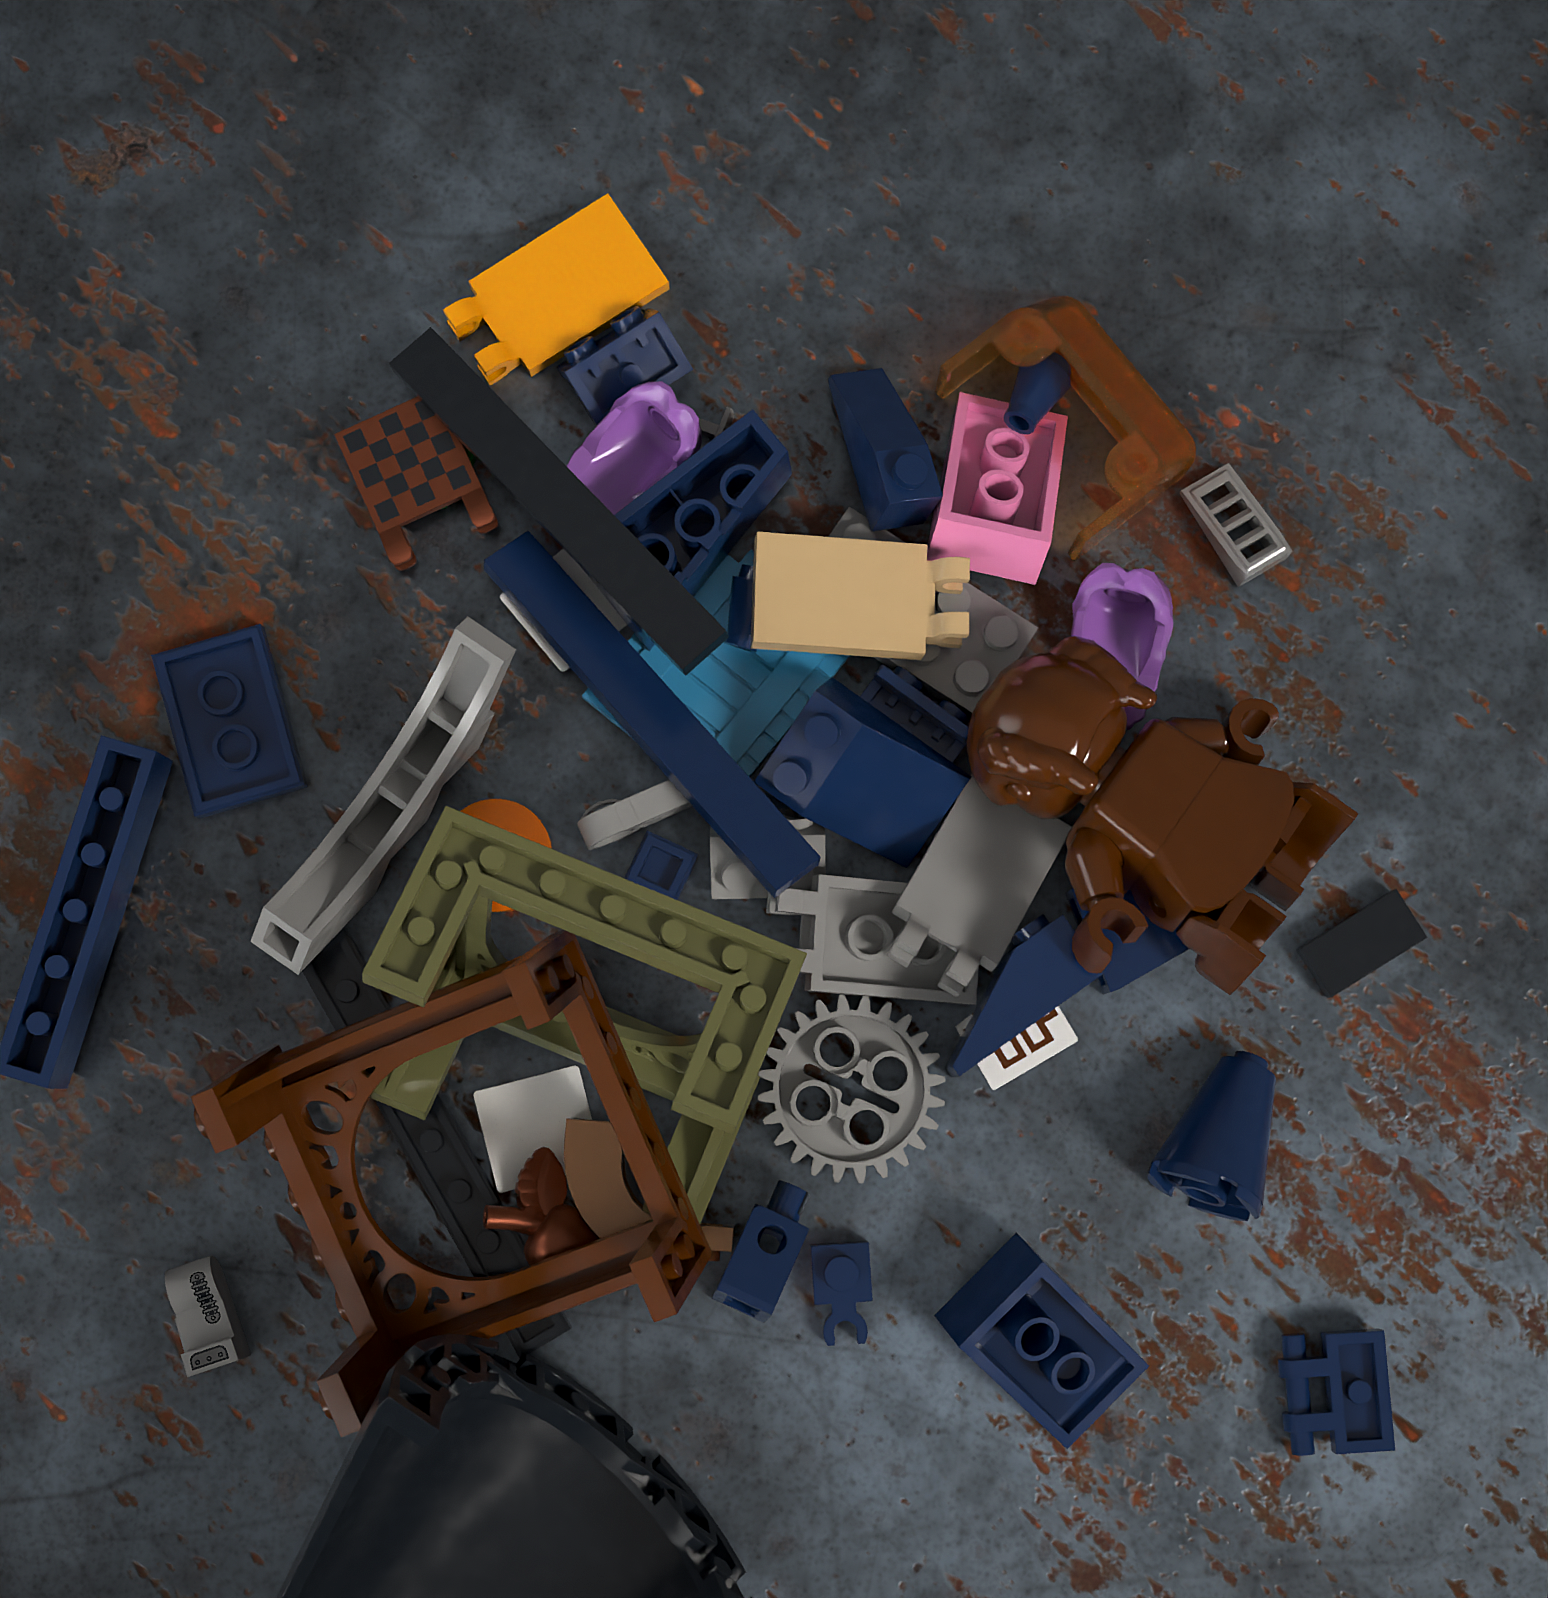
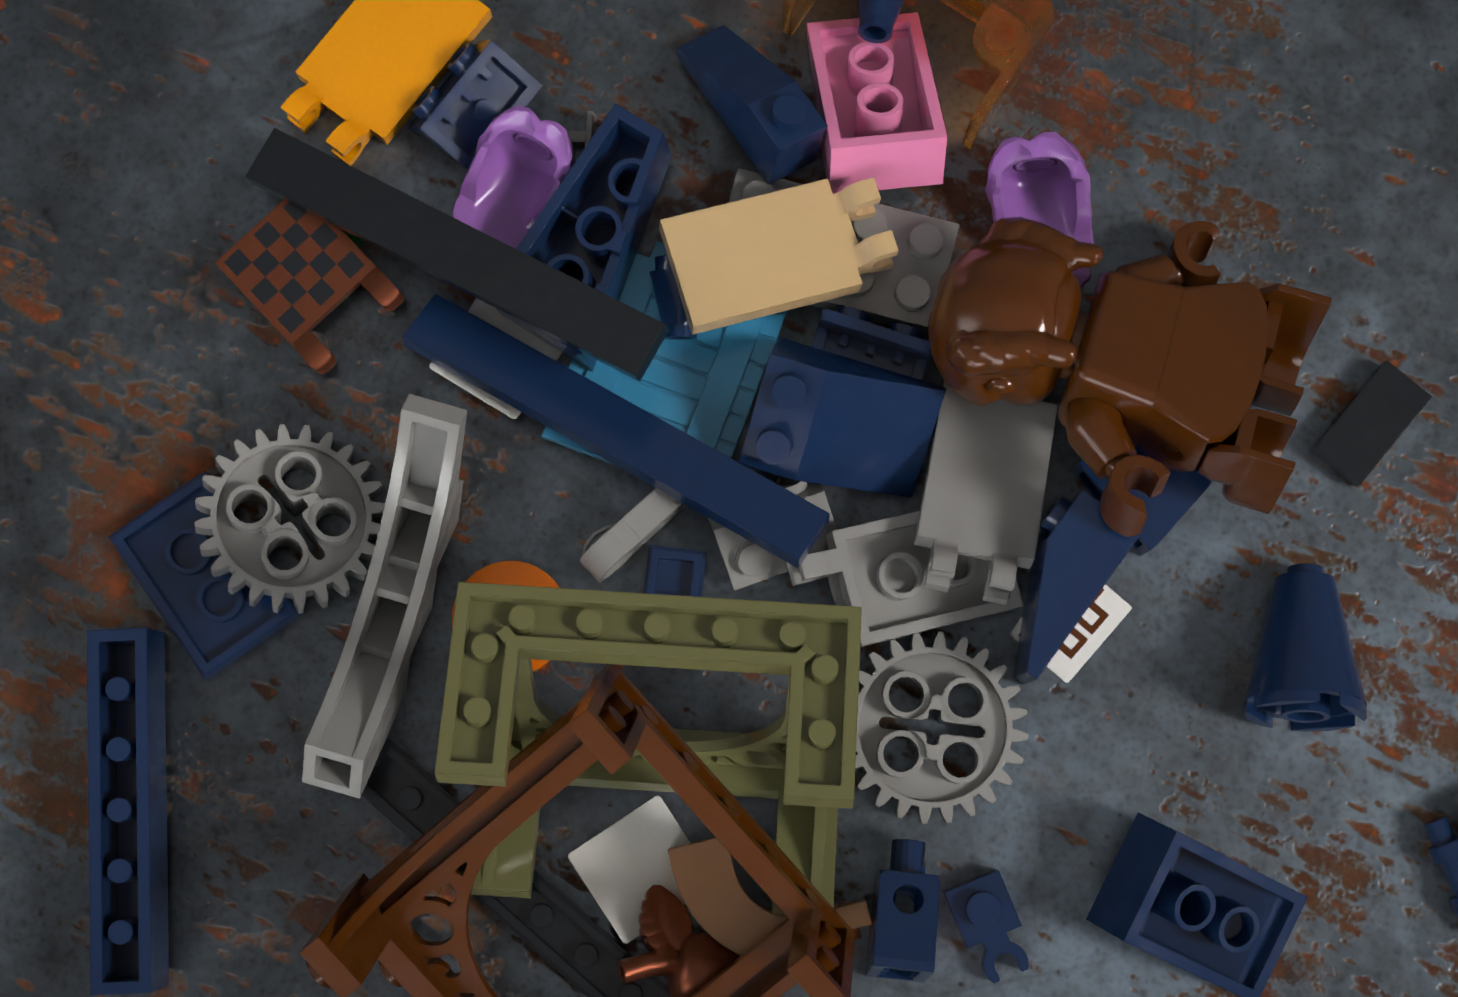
camera: 15 degrees left, 0 degrees up
(275, 707) = (246, 546): none -> light grey gear
(1229, 551) = (1116, 90): light grey slope -> none

